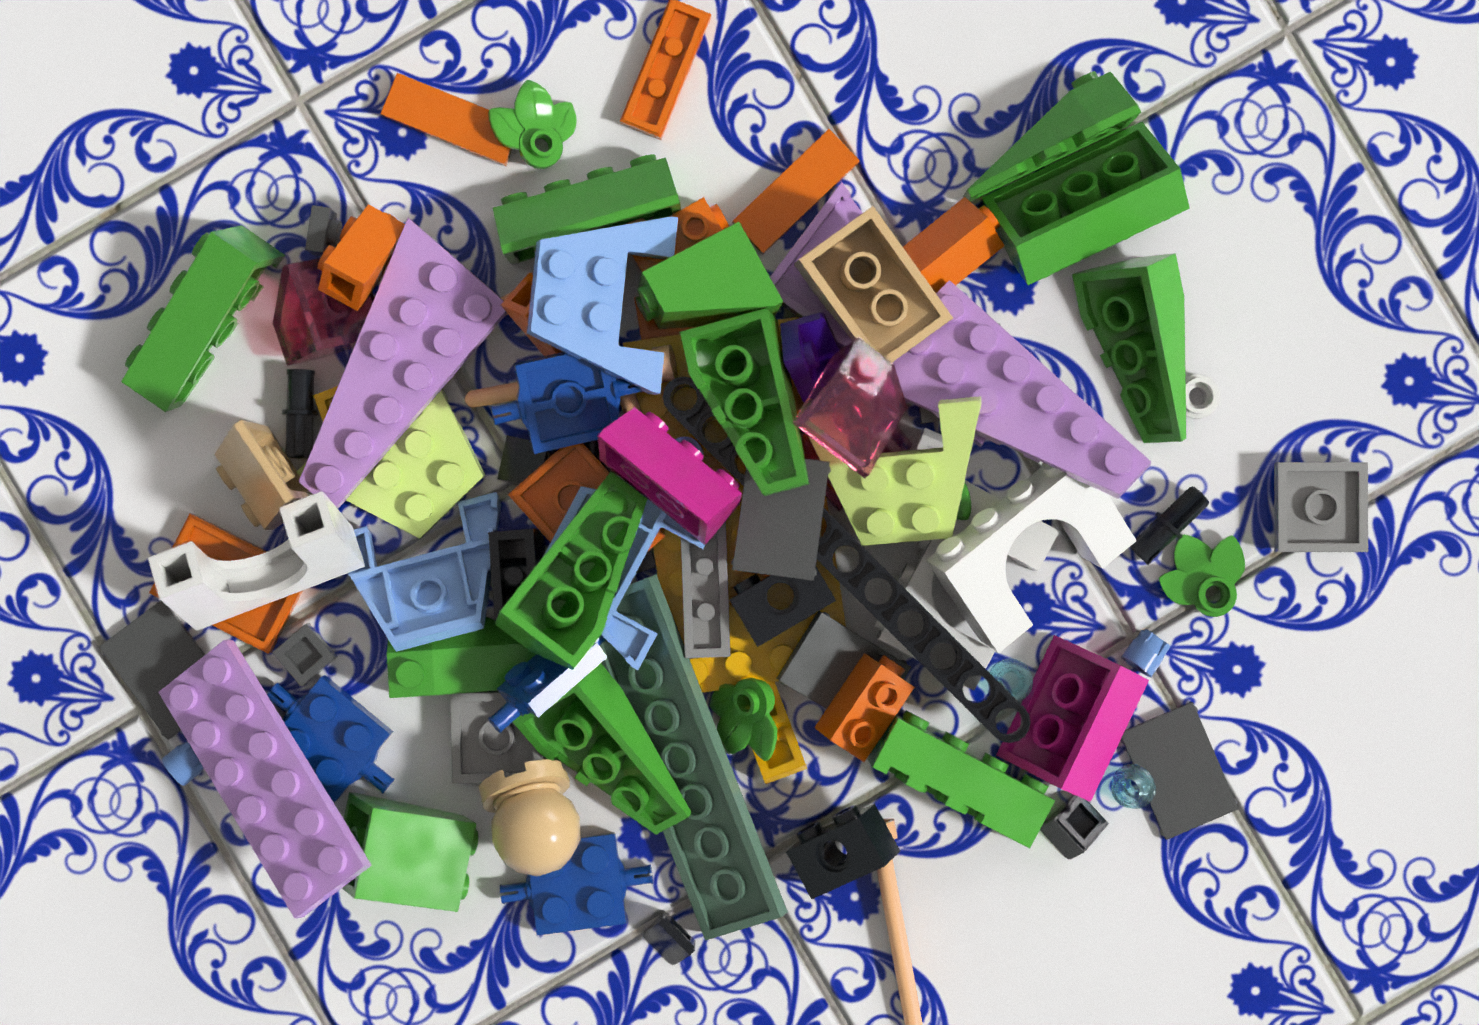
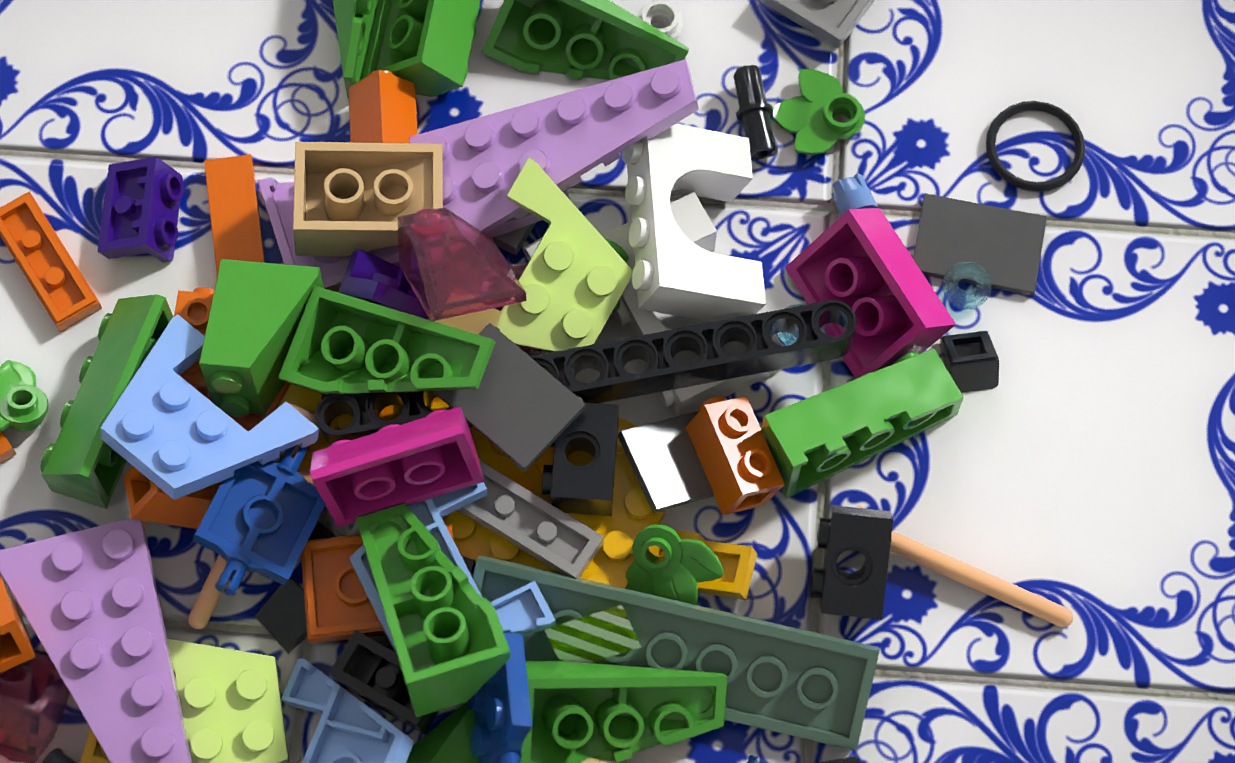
camera: 55 degrees left, 20 degrees down
(650, 701) = (593, 636): none -> sticker
(754, 112) = (141, 209): none -> dark purple bracket
(1254, 756) = (1030, 185): none -> black tyre

